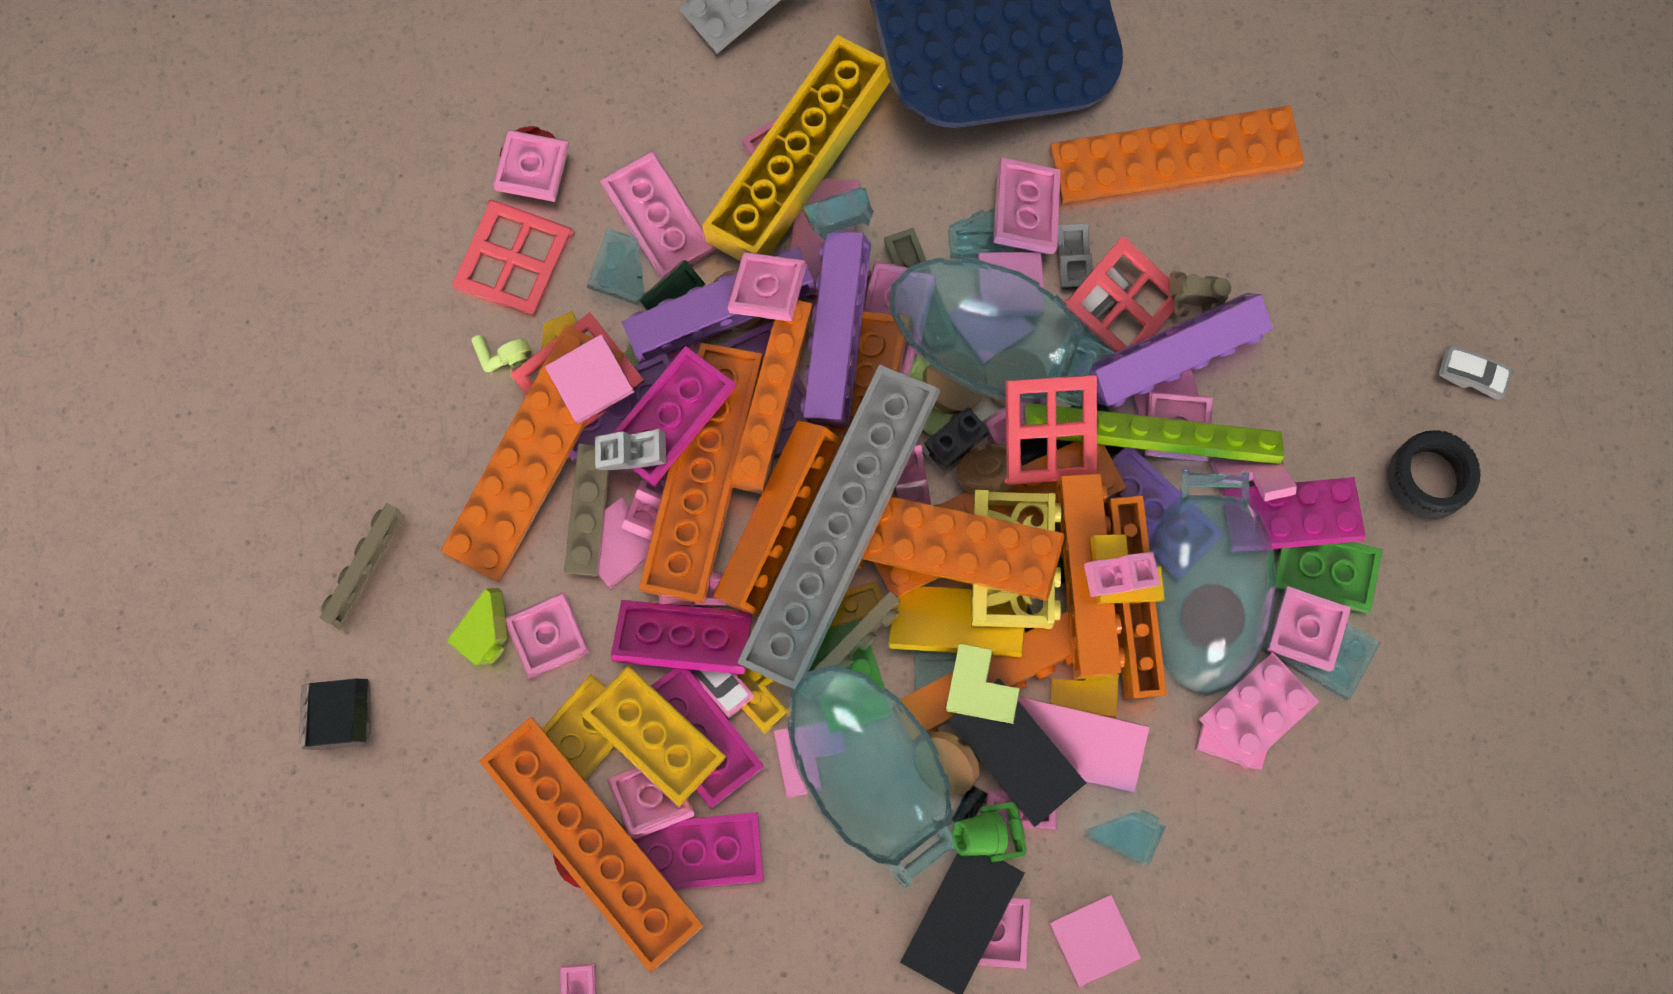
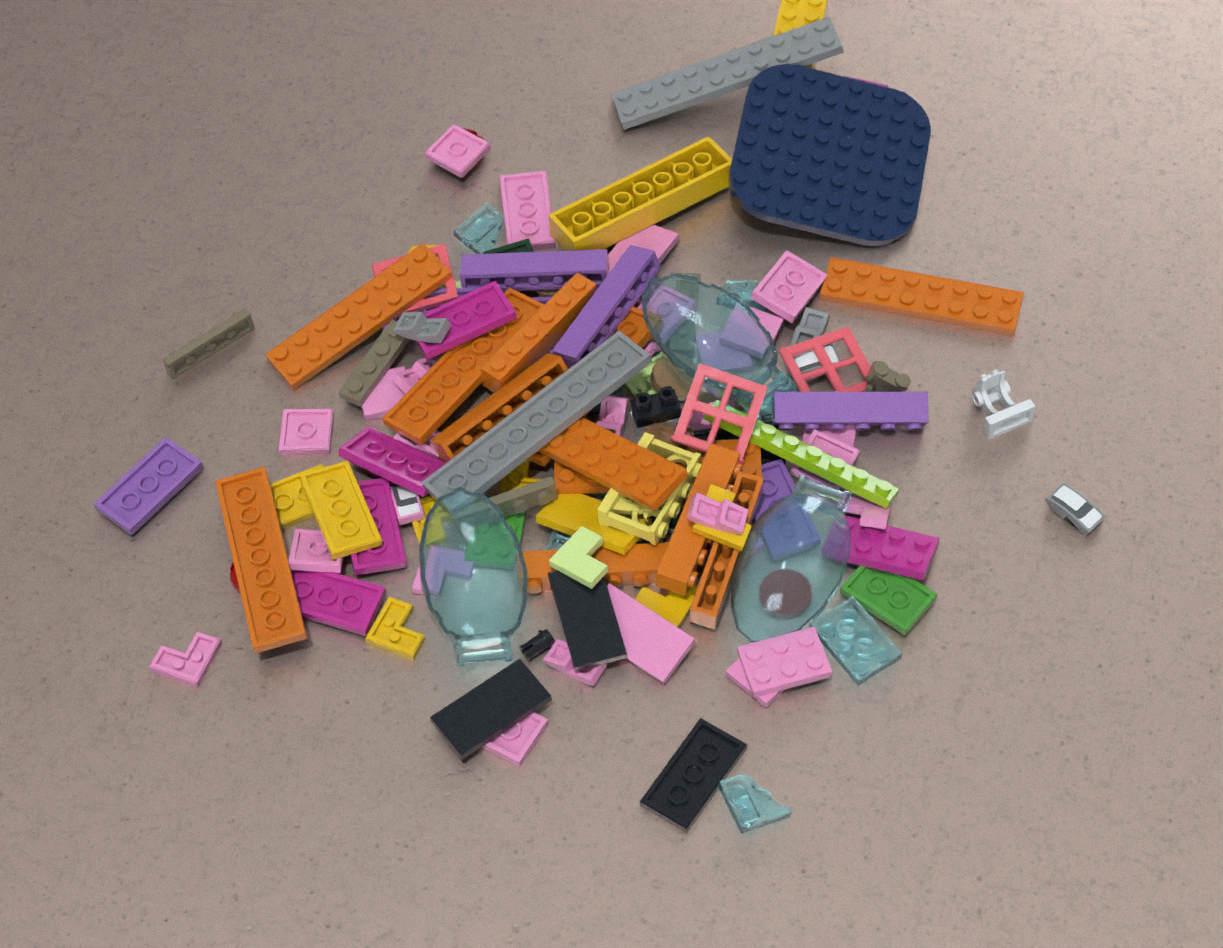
camera: 30 degrees right, 20 degrees down
(334, 714) = (139, 426): black slope -> none
(393, 795) = (148, 486): none -> medium lavender plate
(482, 629) = (265, 405): lime slope -> none
(511, 353) = (378, 253): yellowish green plate -> none
(512, 257) = (398, 188): coral window -> none
(589, 379) = (419, 277): bright pink tile -> none
(767, 286) = (570, 262): bright pink tile -> none
(788, 865) = (389, 630): none -> yellow tile
(839, 212) = (646, 233): clear light blue slope -> none
(957, 762) = (539, 606): medium nougat tile -> none
(989, 835) = (533, 655): bright green piece -> none
(1094, 940) = (580, 766): bright pink tile -> none
(1131, 836) = (641, 705): clear light blue slope -> none
(1223, 893) = (693, 775): none -> black tile
(1305, 904) = (751, 804): none -> clear light blue wing
(1308, 629) = (849, 621): bright pink tile -> none
(1351, 276) = (995, 389): none -> white tile
(1455, 452) = (999, 581): black tyre -> none

